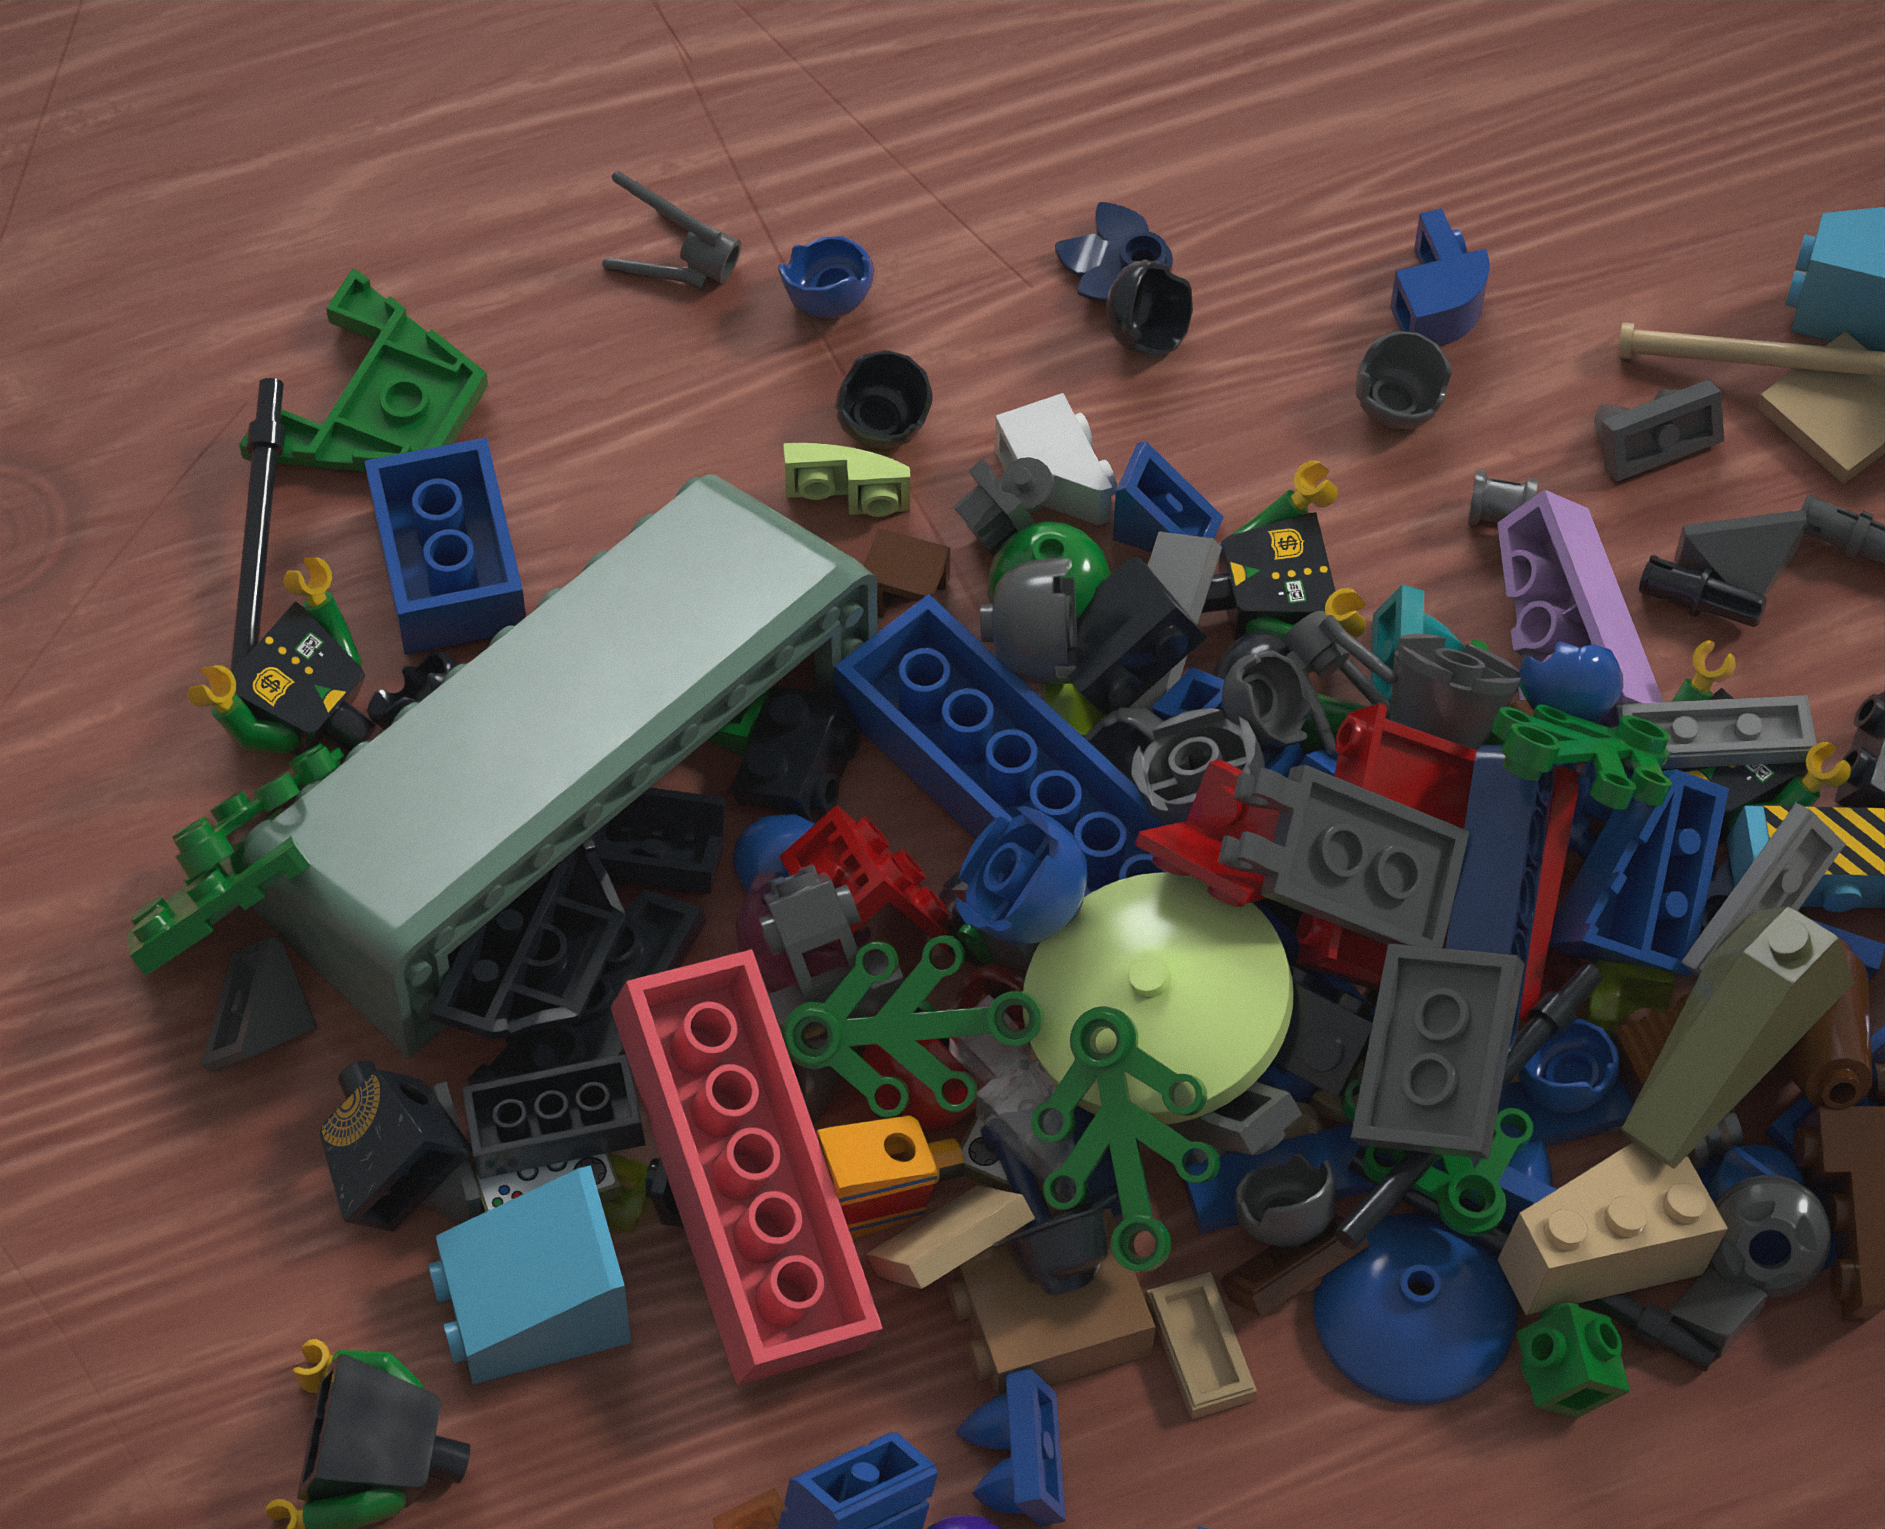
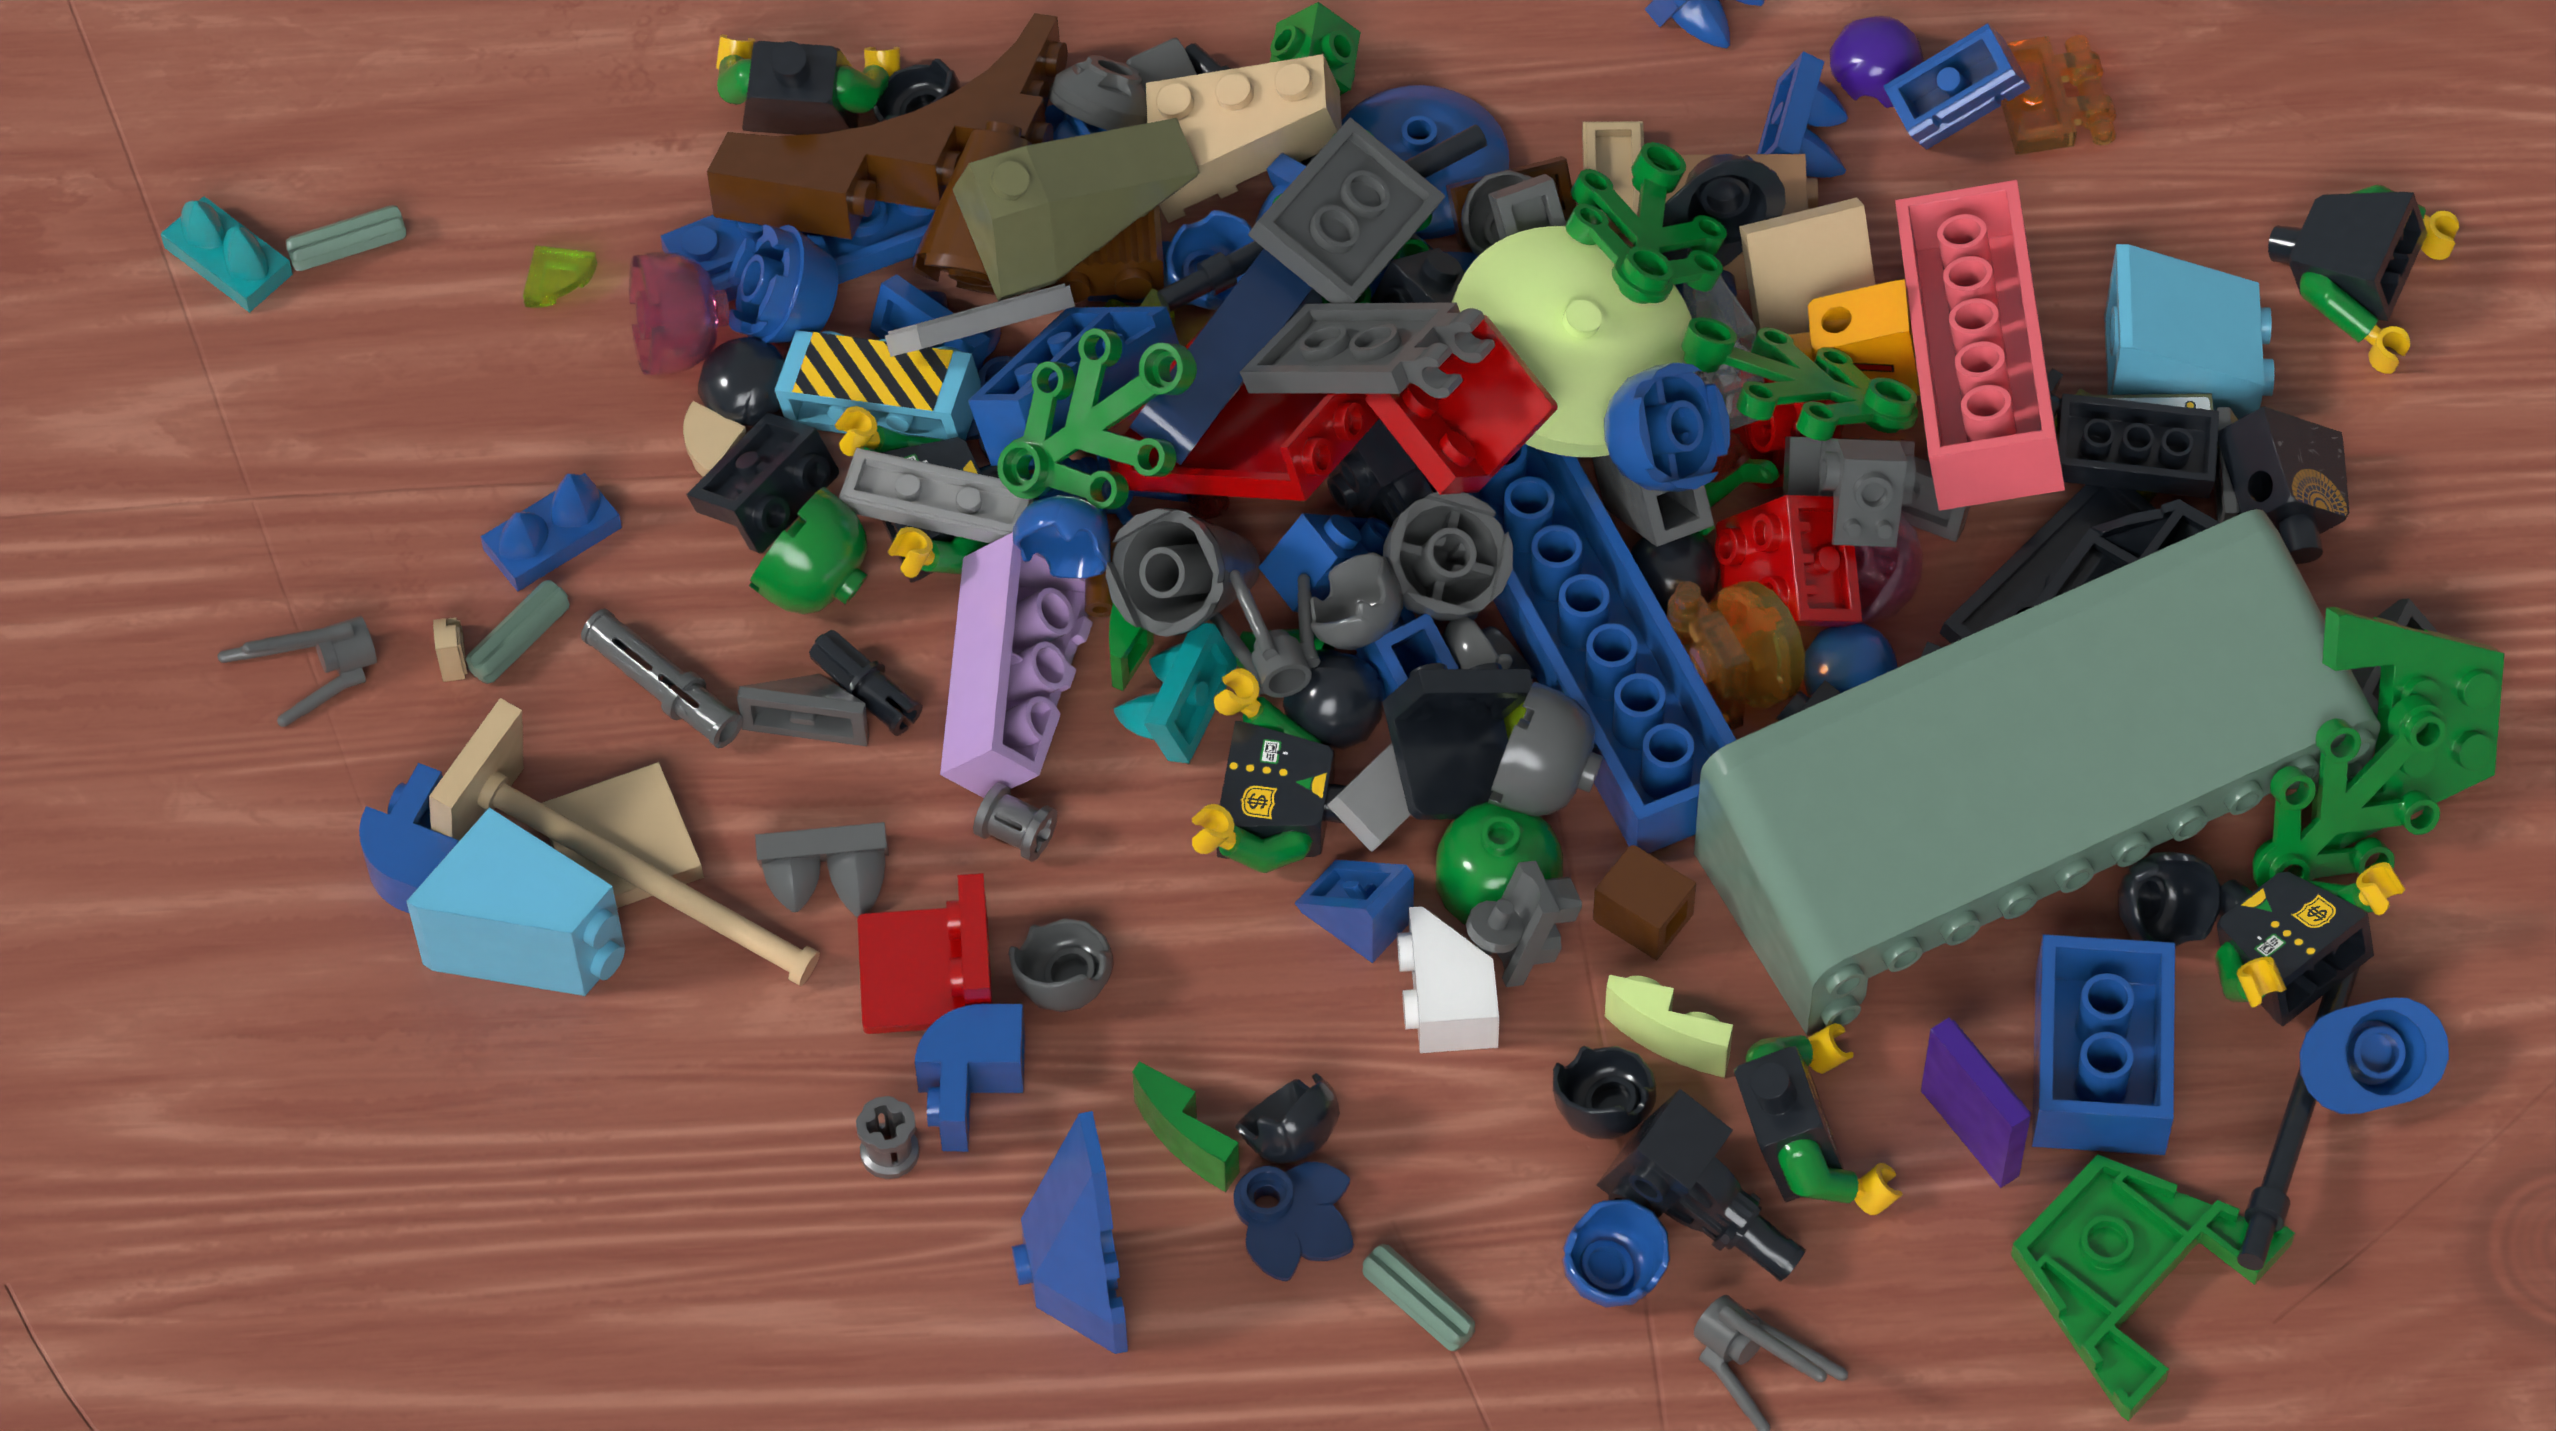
camera: 160 degrees left, 0 degrees up
(198, 604) = (2373, 1055): none -> blue piece
(548, 453) = (1975, 1101): none -> dark purple tile
(704, 403) = (1794, 1126): none -> torso
(786, 322) = (1675, 1172): none -> black brick
(891, 819) = (1768, 638): none -> clear yellow tile
(913, 794) = (1712, 650): none -> clear orange plate
(984, 220) = (1418, 1297): none -> sand green axle
(1257, 293) = (1172, 1116): none -> green slope
(1273, 125) = (1071, 1244): none -> blue wedge
(1483, 206) = (876, 1150): none -> flat silver bush
(1516, 362) = (924, 961): none -> red bracket
(1810, 659) = (814, 558): none -> green cylinder

